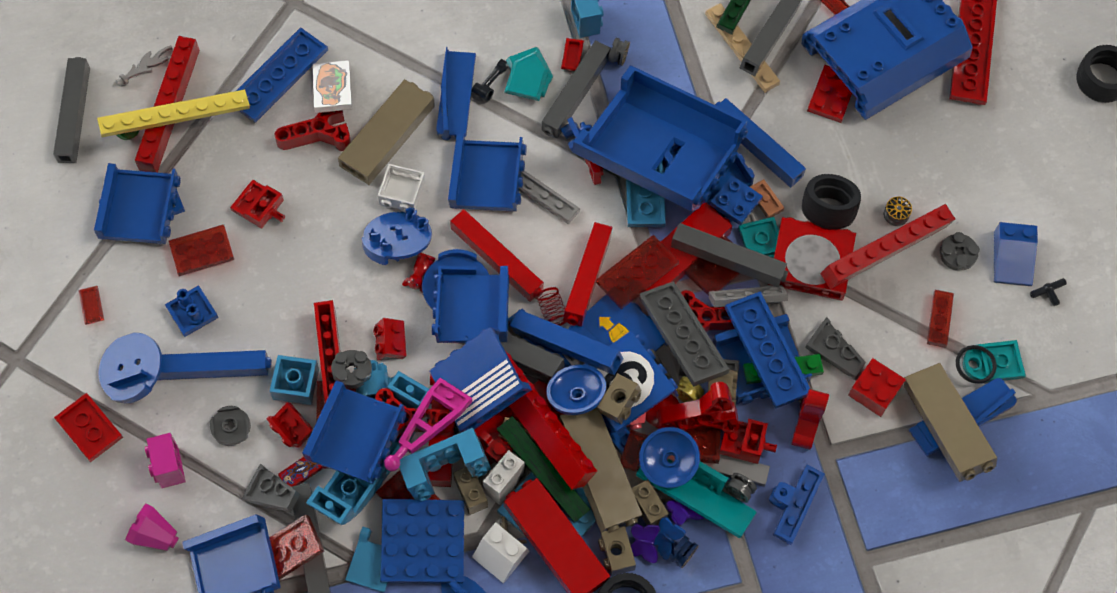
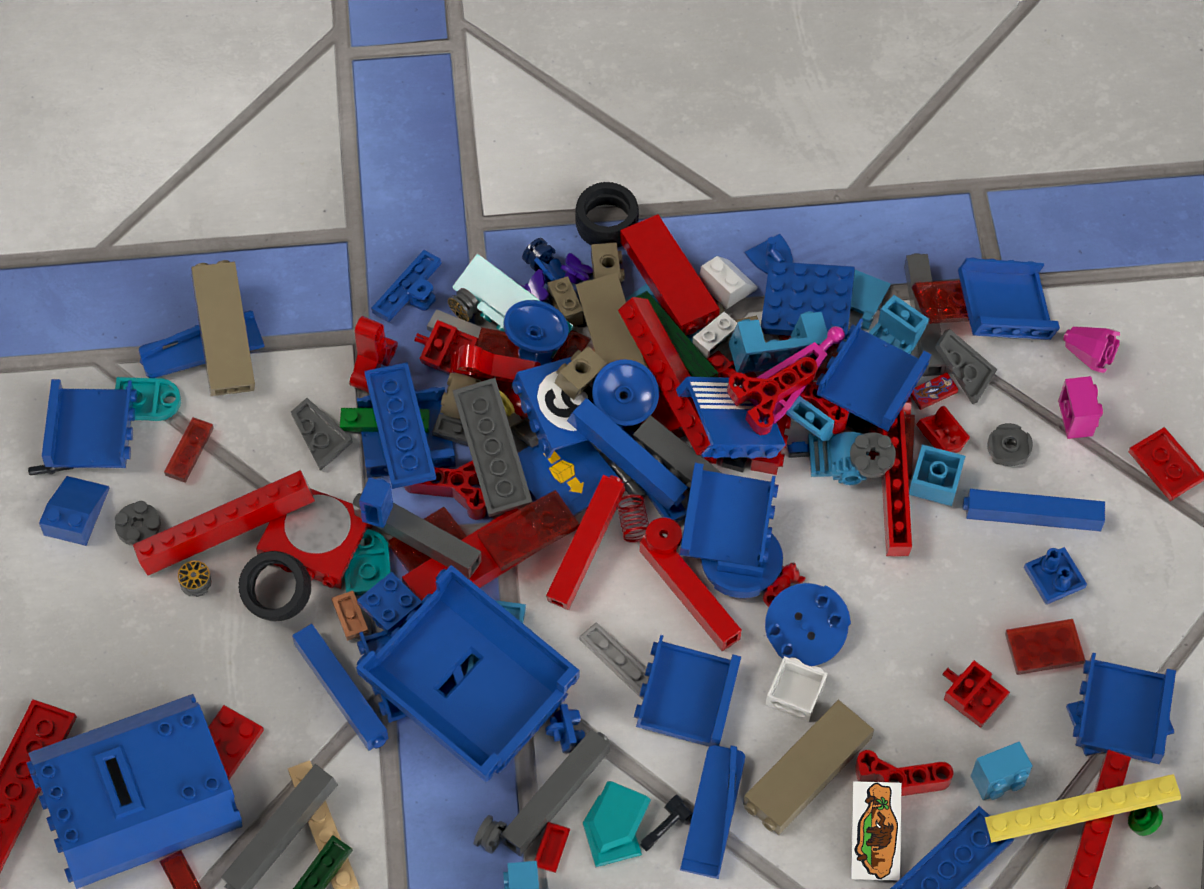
camera: 170 degrees left, 5 degrees down
(91, 305) = (1174, 604): clear red tile -> none
(133, 380) = (1123, 495): piece -> none
(237, 139) = (1001, 771): none -> dark azure brick
(390, 339) = (825, 512): red bracket -> none
(452, 371) = (754, 389): none -> red beam
(524, 294) = (663, 526): none -> red piece
(767, 250) = (376, 502): none -> blue piece
(770, 294) = (420, 496): light grey plate -> none
(876, 387) = (287, 383): red brick -> none
(994, 364) = (168, 375): black tyre -> none
(1032, 322) = (88, 427): none -> blue panel

